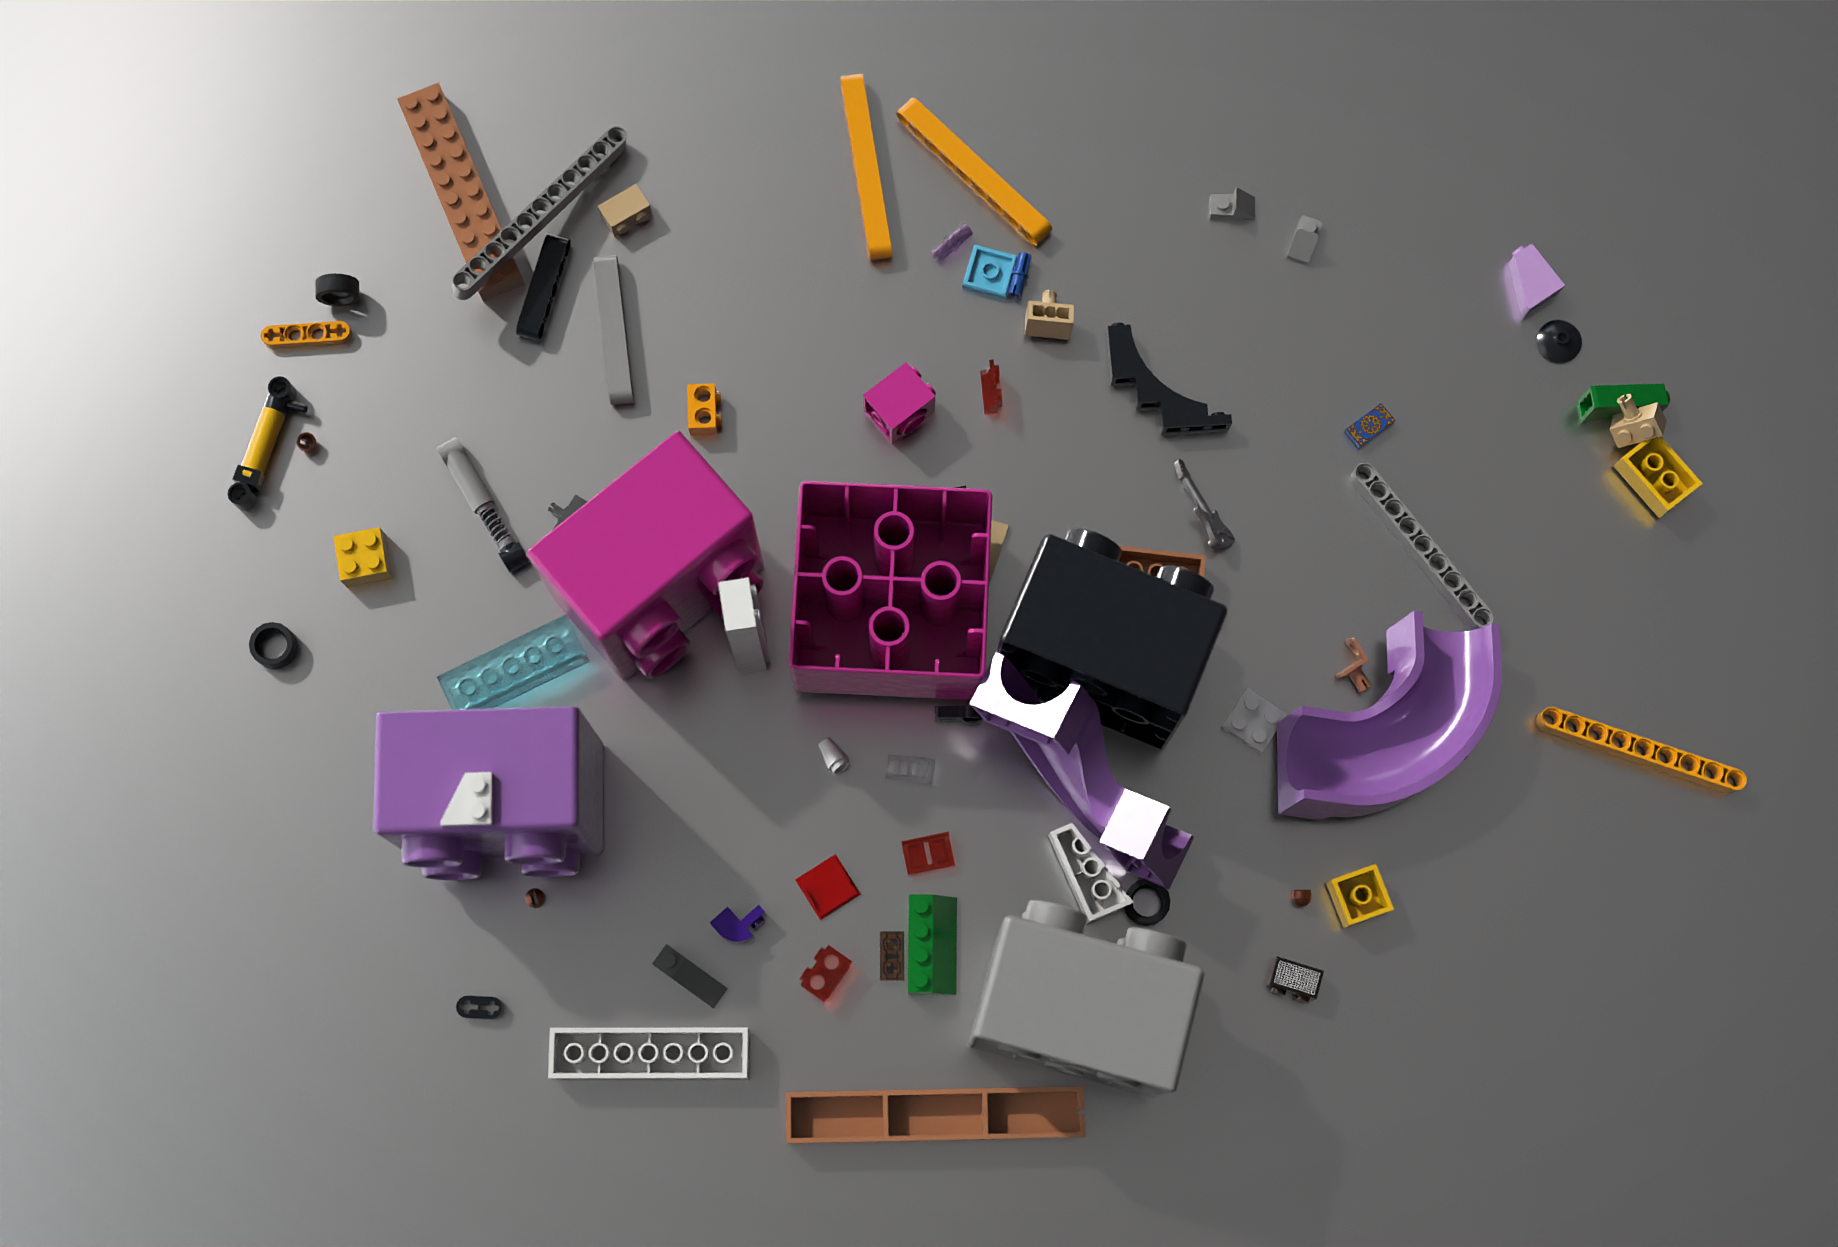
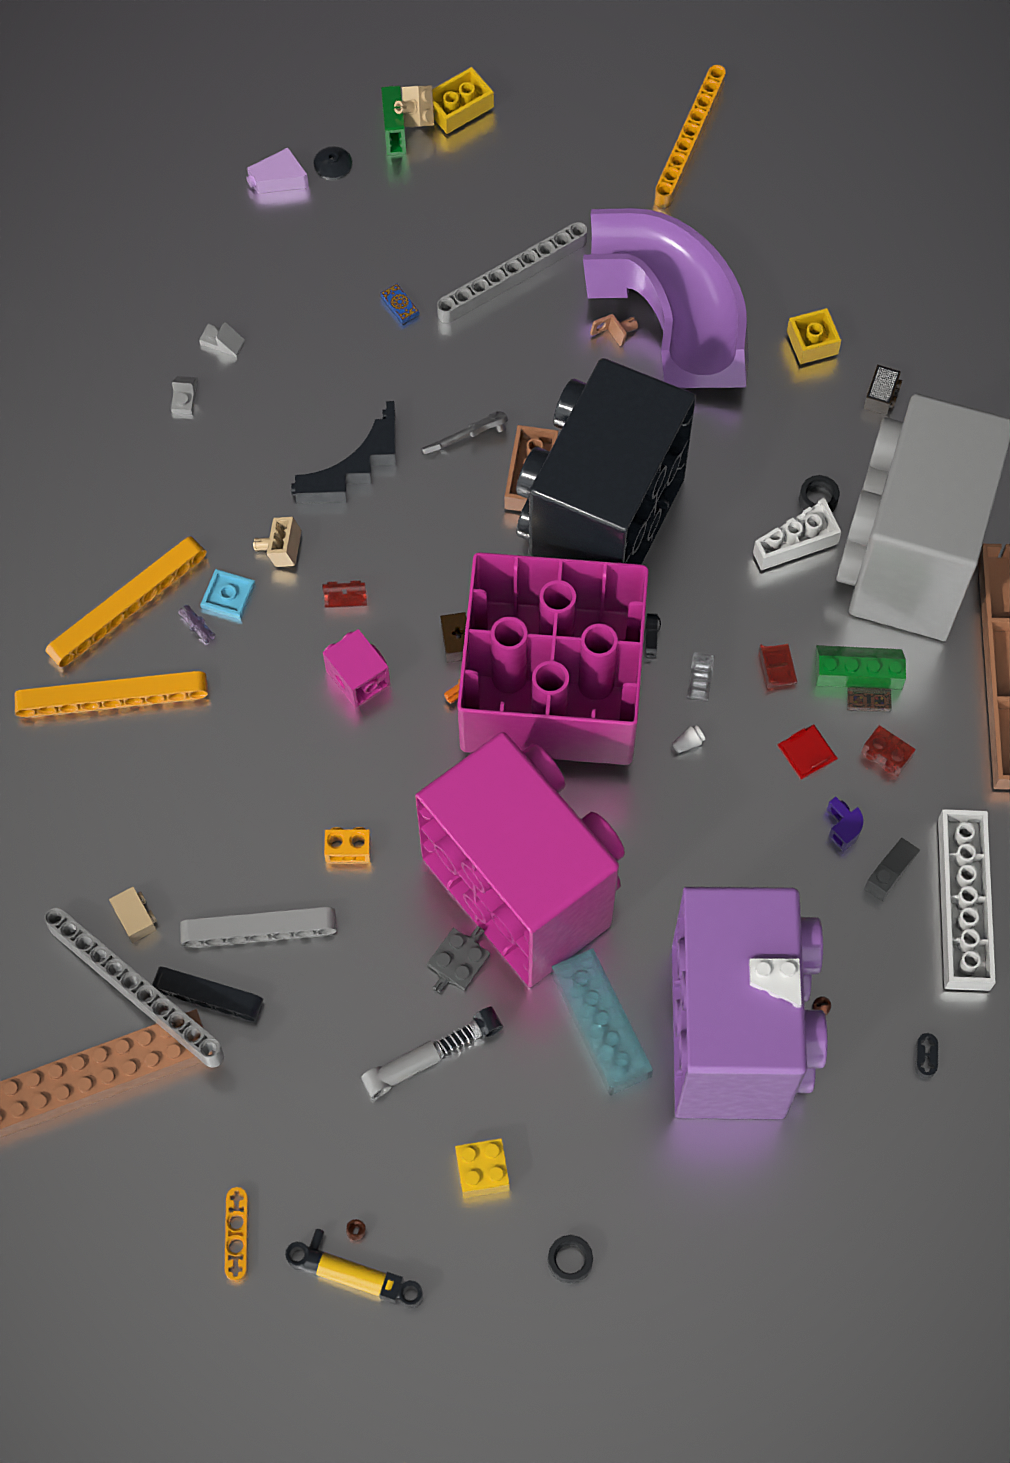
camera: 85 degrees left, 10 degrees down
(337, 289) = (193, 1196): black tyre -> none
(744, 625) = (588, 771): white brick -> none
(1020, 274) = (234, 567): blue axle -> none
(1070, 755) = (727, 519): medium lavender piece -> none
(1301, 897) = (812, 381): copper hinge -> none

